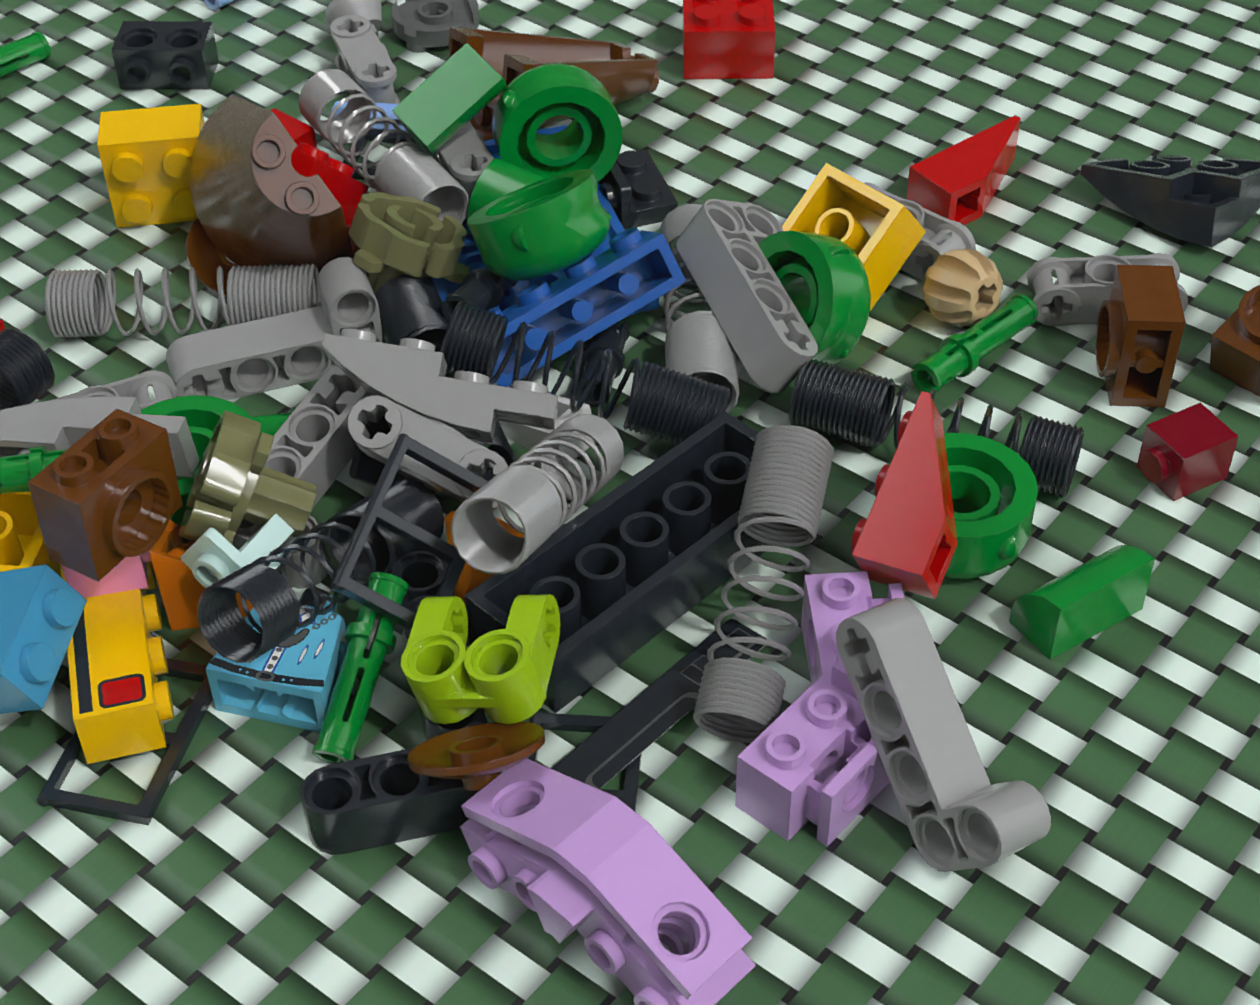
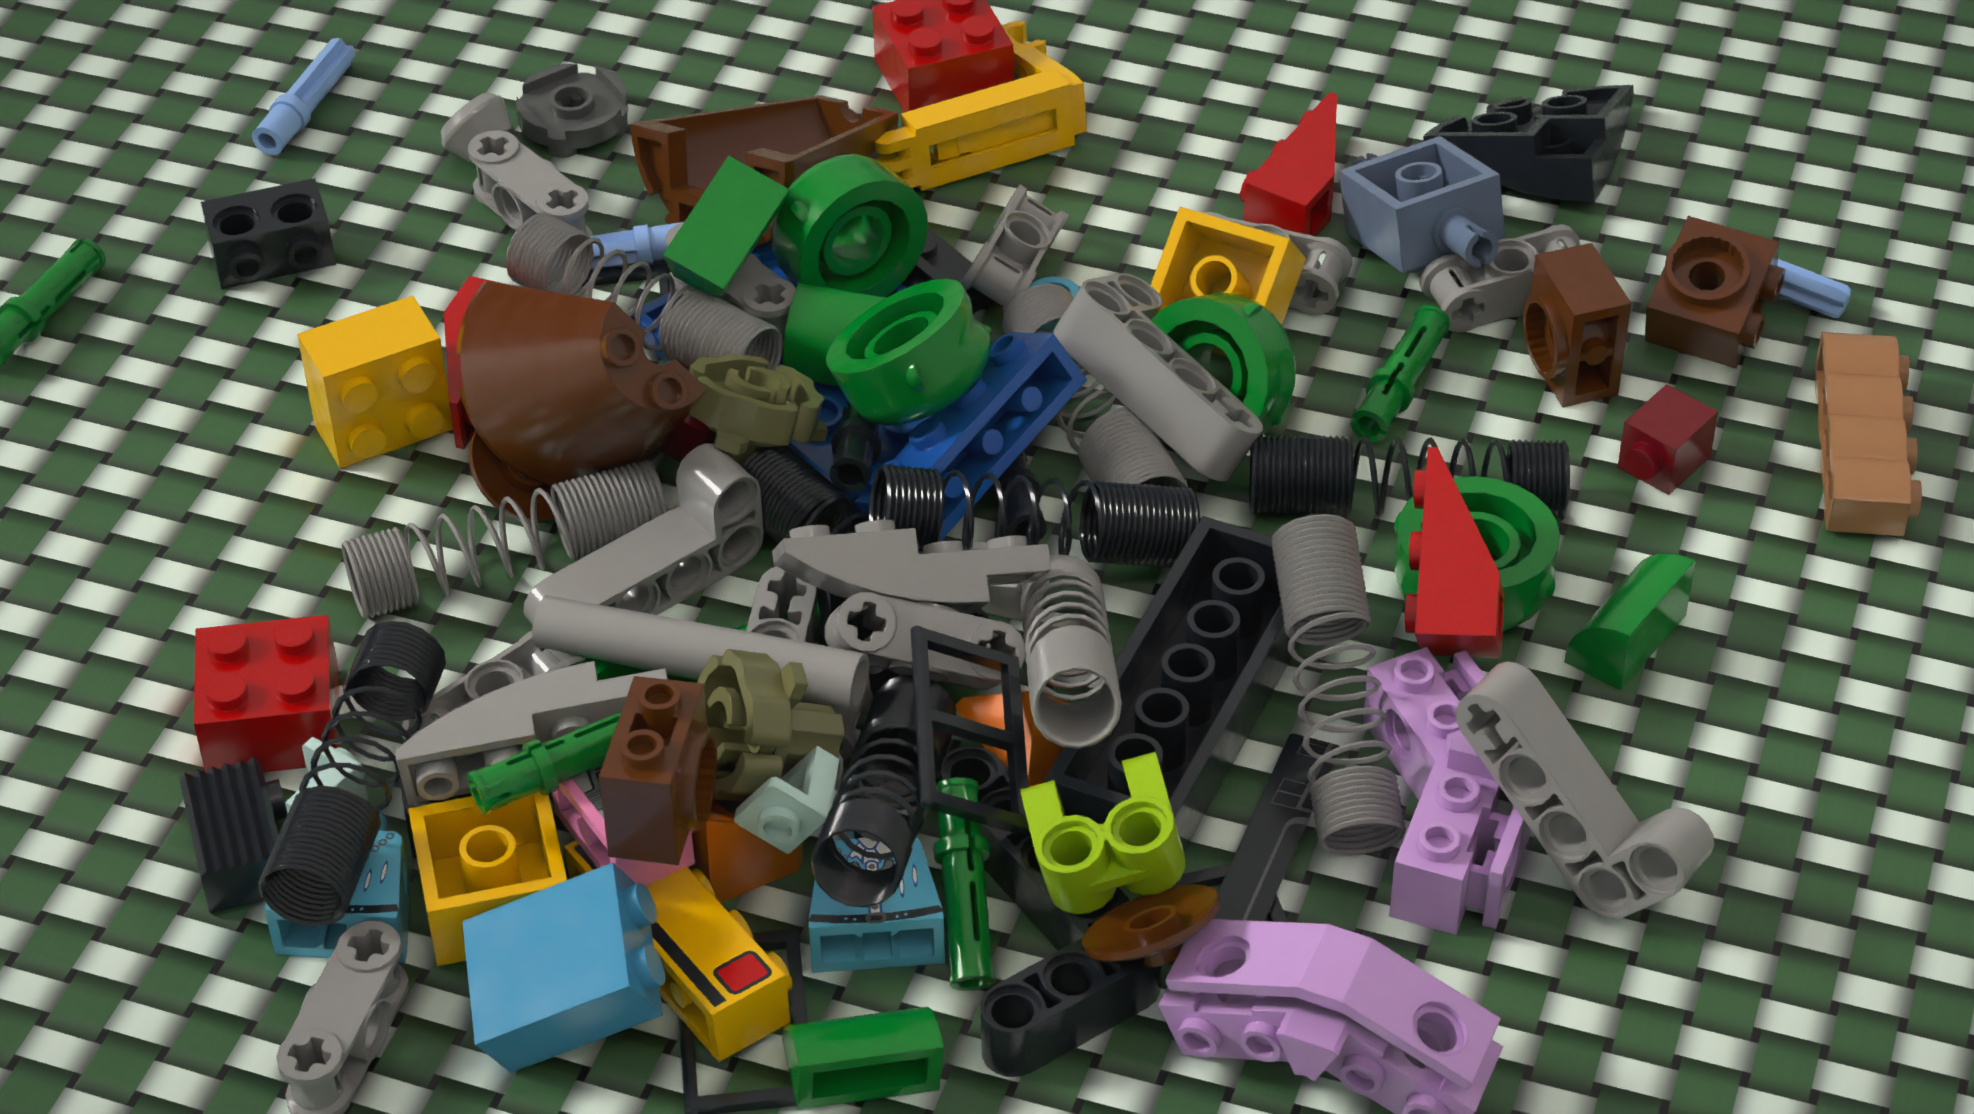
camera: 20 degrees left, 0 degrees up
(196, 795) = (864, 1057): none -> green brick
(298, 444) = (684, 648): none -> light grey axle
(699, 175) = (1015, 249): none -> light grey piece
(730, 87) = (992, 124): none -> yellow hinge
(962, 287) = (1365, 313): tan piece -> none
(1052, 214) = (1424, 205): none -> sand blue brick

